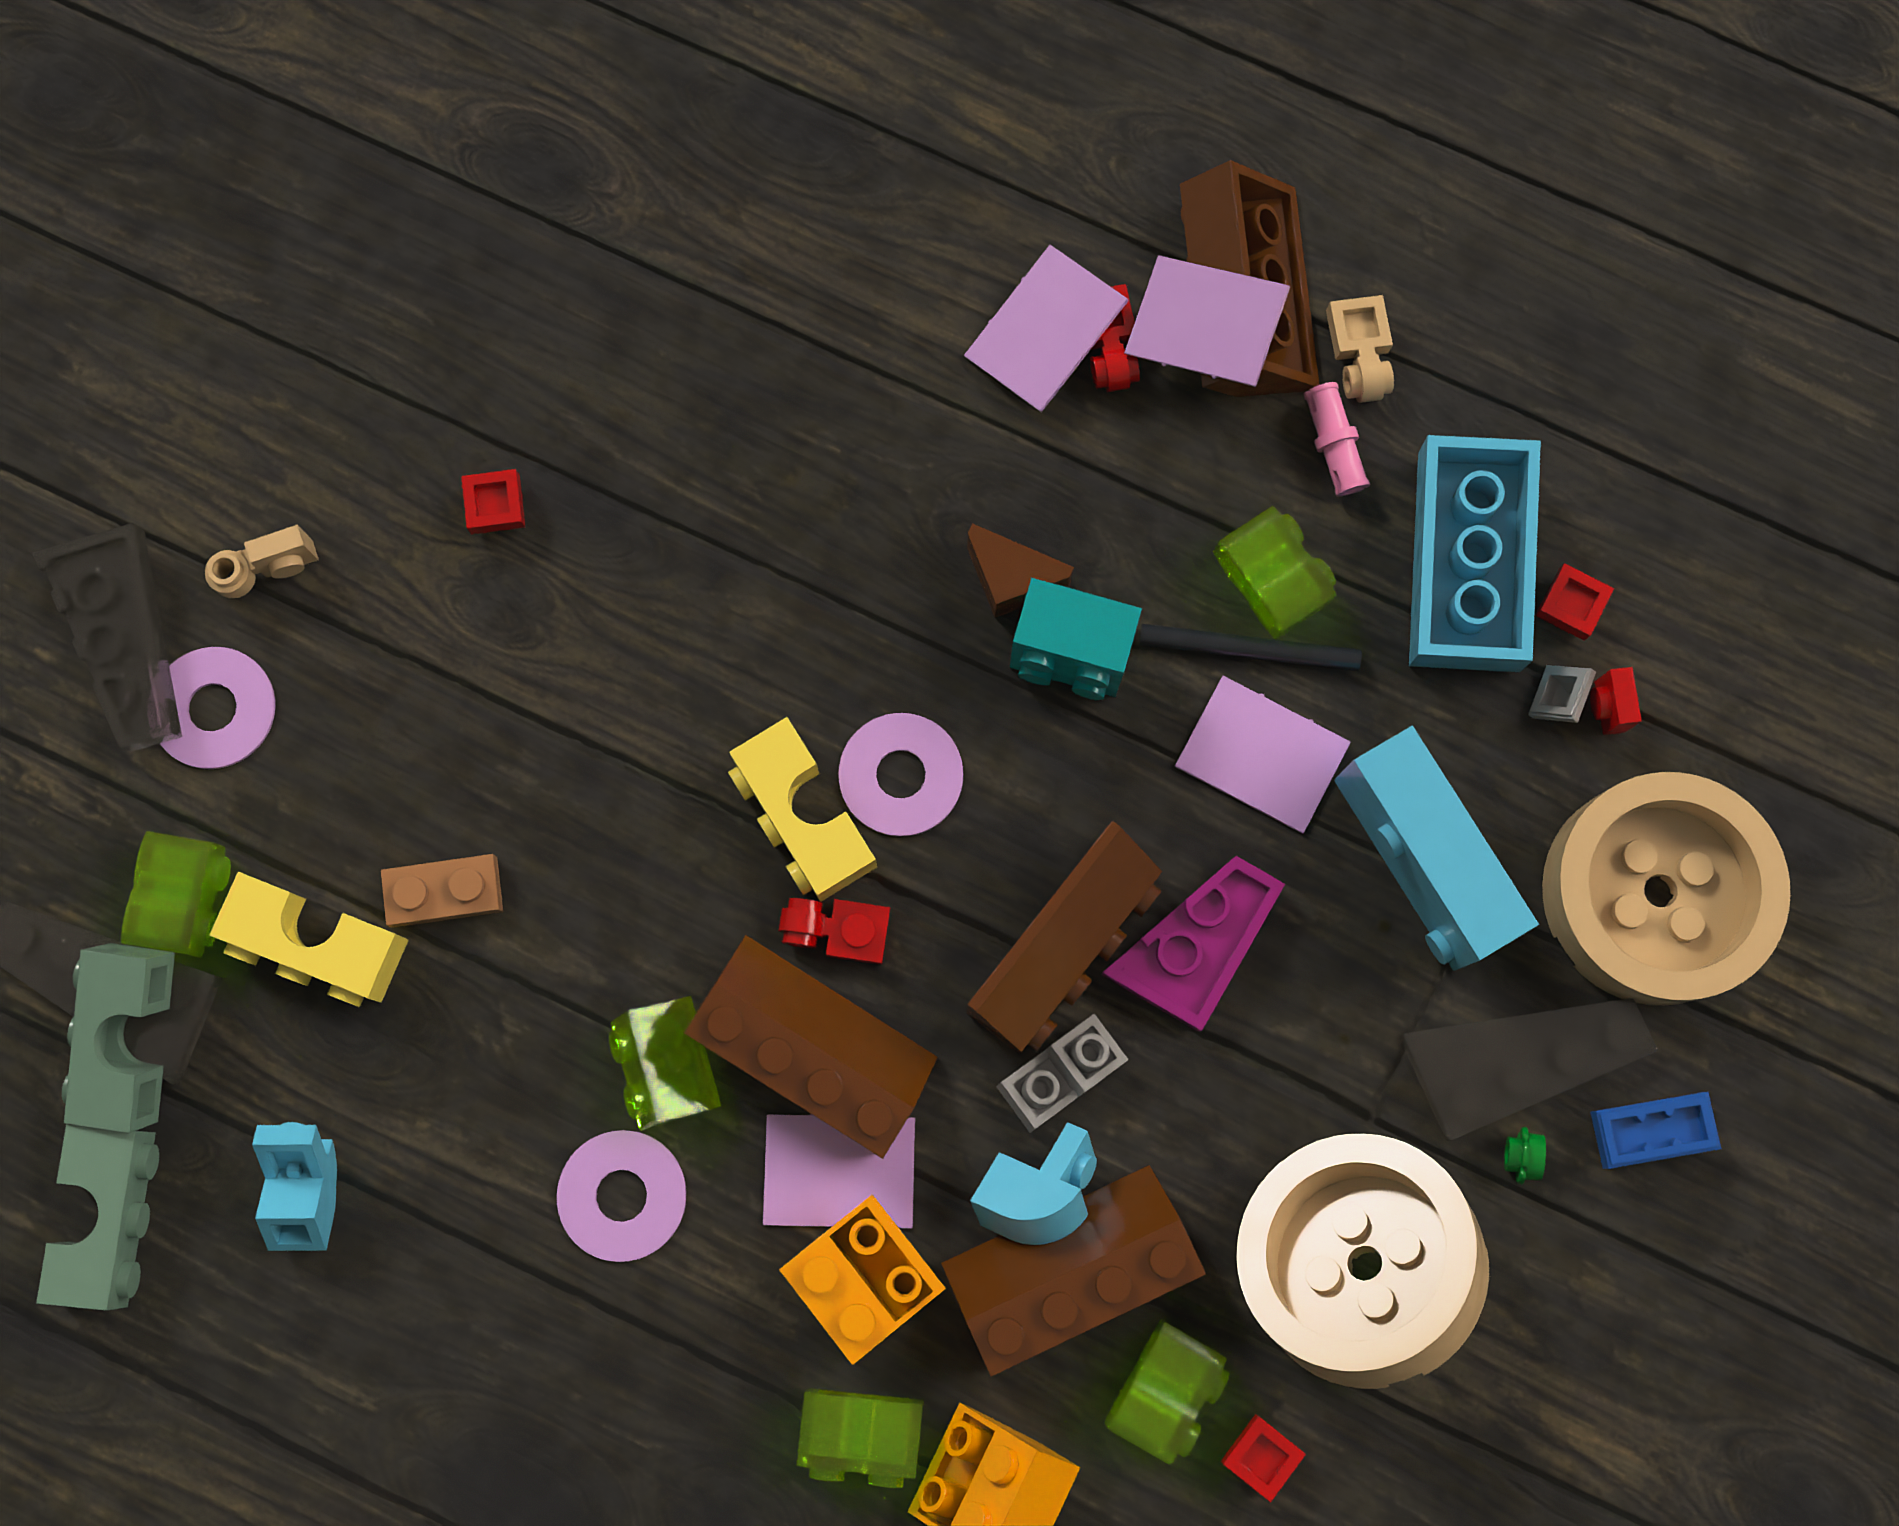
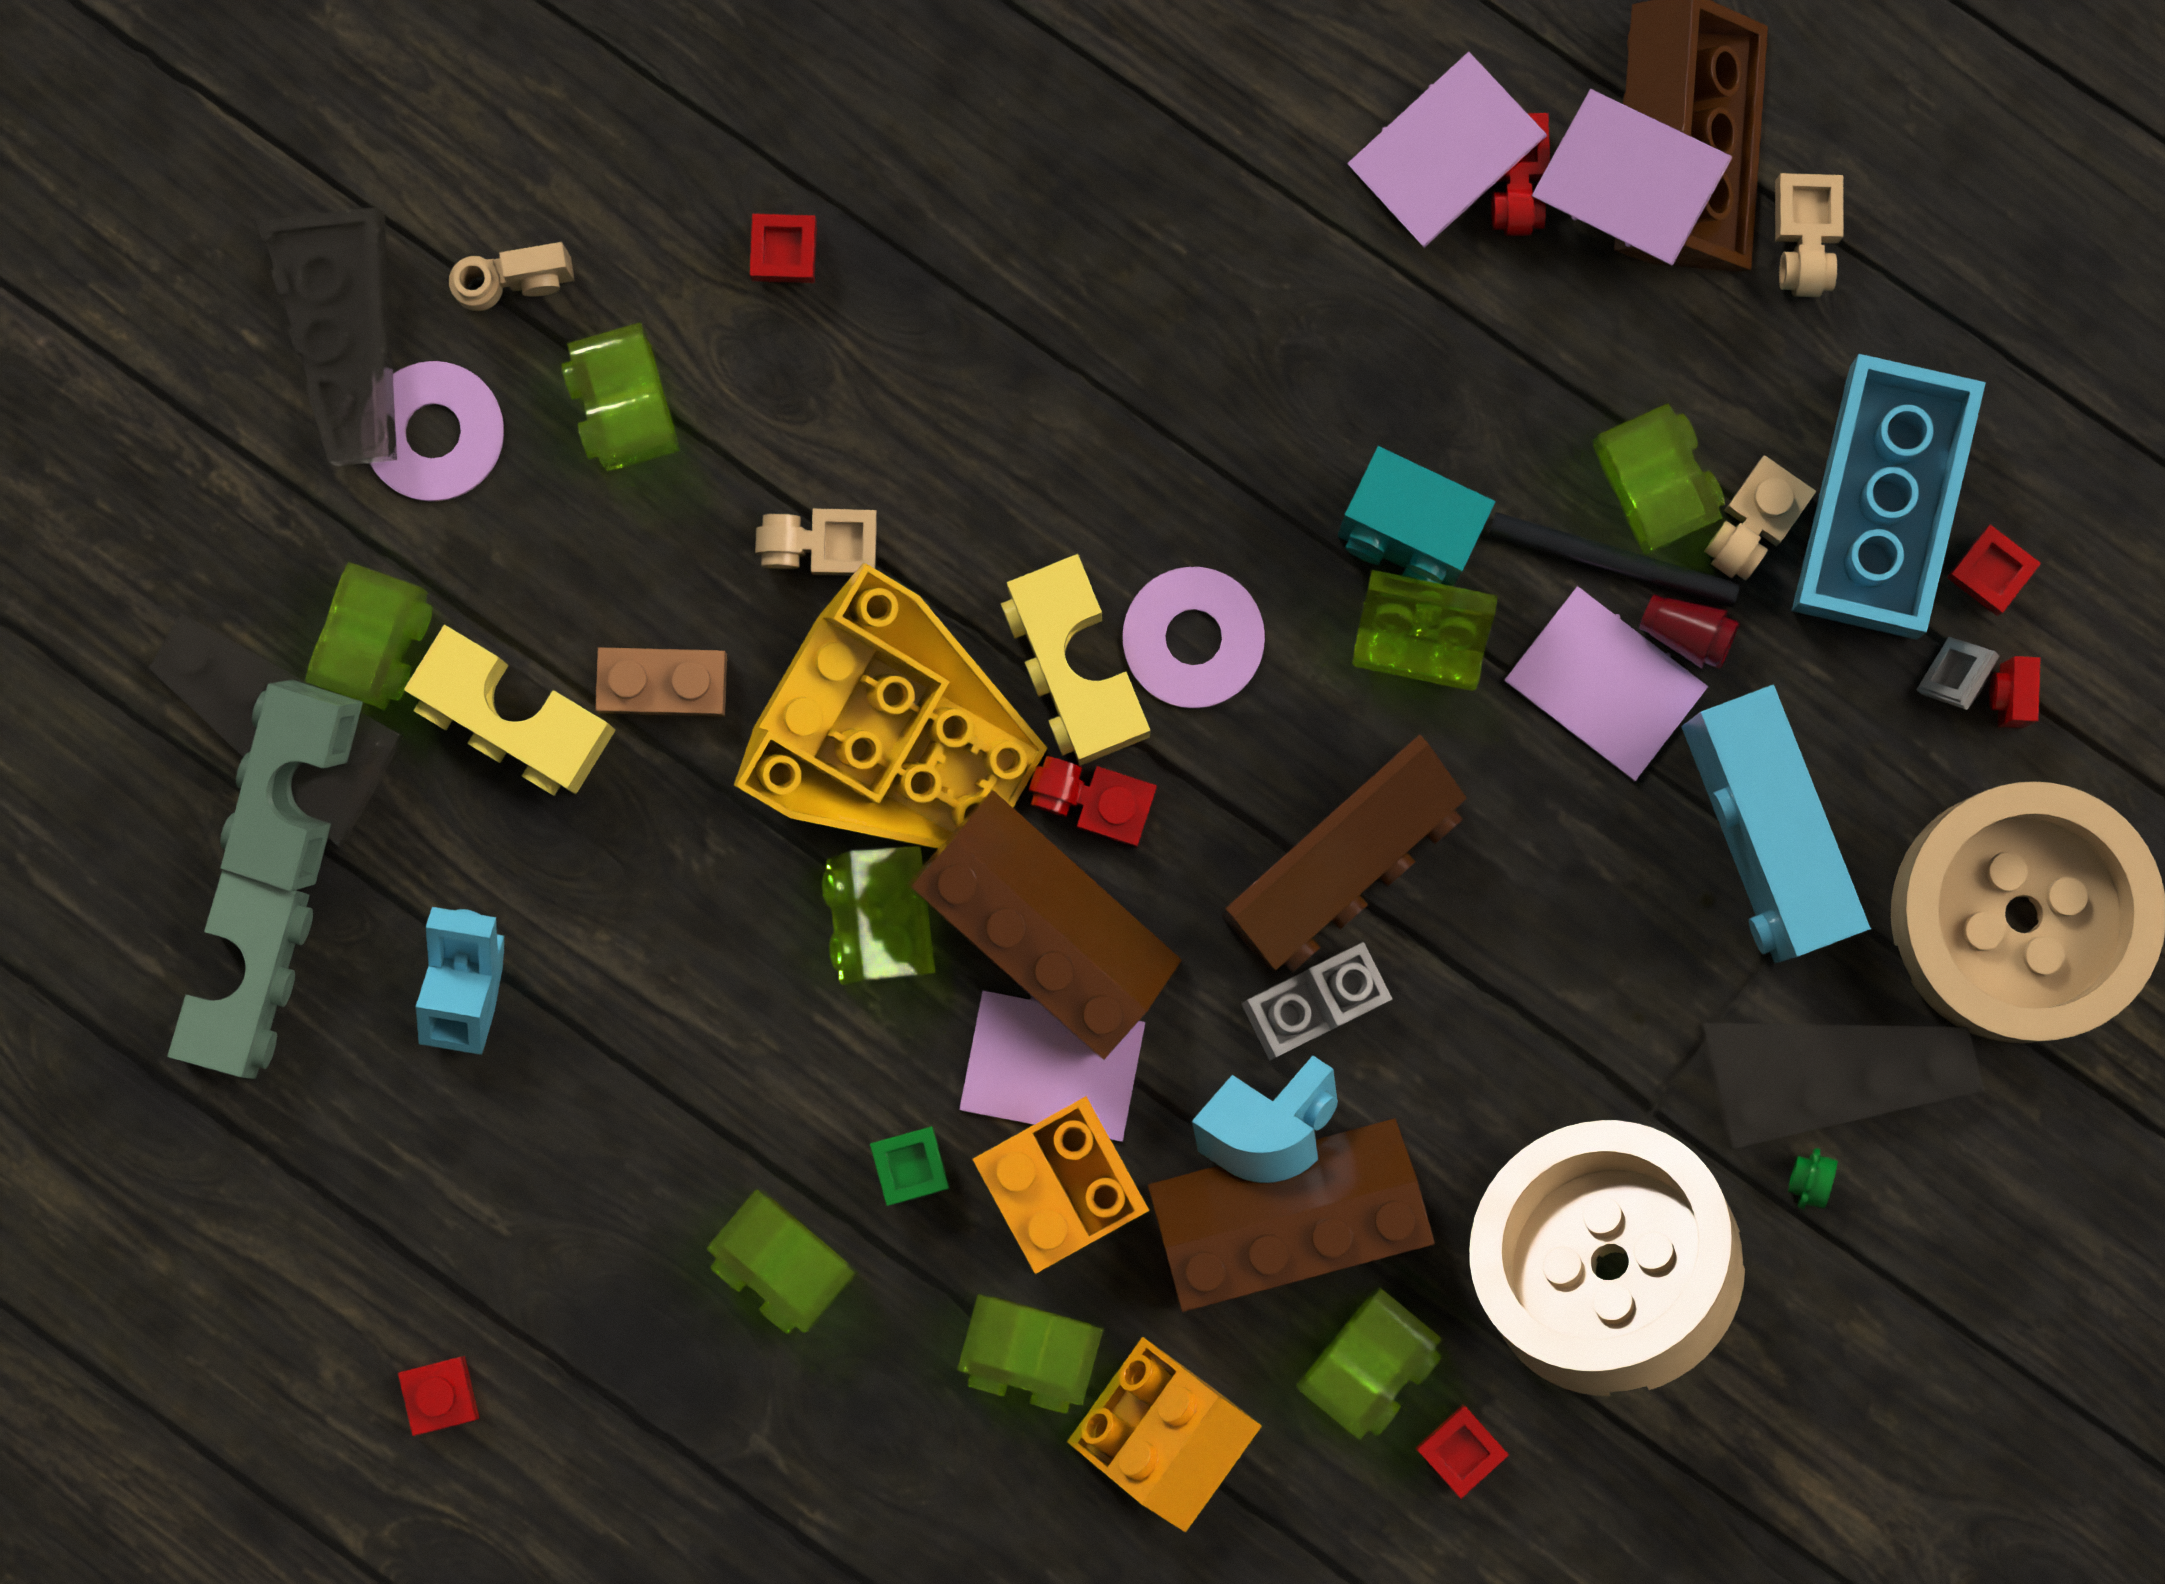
camera: 15 degrees right, 5 degrees up
(370, 651) = (621, 398): none -> clear neon green brick
(578, 742) = (837, 543): none -> tan plate
(578, 1196) = (763, 1039): lavender gear -> none
(623, 1393) = (780, 1262): none -> clear neon green brick
(643, 894) = (886, 723): none -> yellow wedge
(726, 1284) = (909, 1166): none -> green plate
(1008, 567) = (1357, 425): reddish brown slope -> none
(1098, 733) = (1424, 630): none -> clear neon green bracket
(1199, 945) = (1495, 886): magenta wing -> none
(1327, 695) = (1691, 630): none -> dark red cone
(1336, 439) = (1758, 335): bright pink pin -> none
(1371, 583) = (1765, 507): none -> tan plate
(1655, 1130) = (1963, 1176): blue plate -> none

